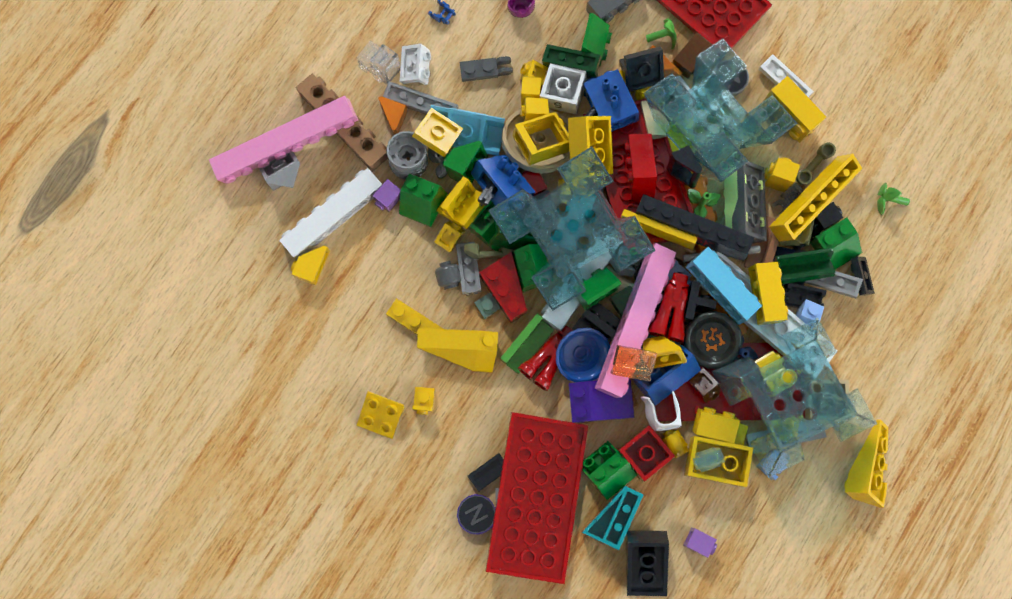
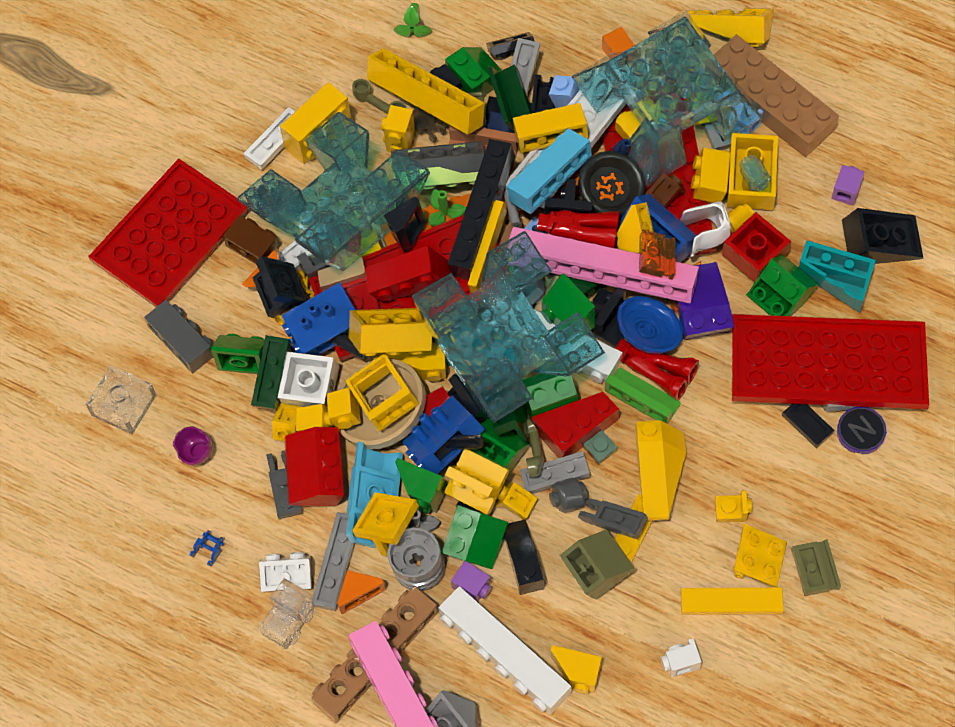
camera: 90 degrees left, 15 degrees down
(306, 342) = (681, 659): none -> white brick
(349, 388) = (731, 601): none -> yellow tile
(365, 457) = (816, 567): none -> olive plate
(387, 288) = (597, 563): none -> olive slope
(403, 236) = (523, 558): none -> black slope
(422, 307) = (614, 518): none -> dark grey hinge
(492, 88) = (314, 467): none -> red slope
(668, 31) = (220, 269): bright green plant -> none
(793, 490) = (786, 105): none -> medium nougat brick
(851, 366) = (616, 41): none -> orange brick

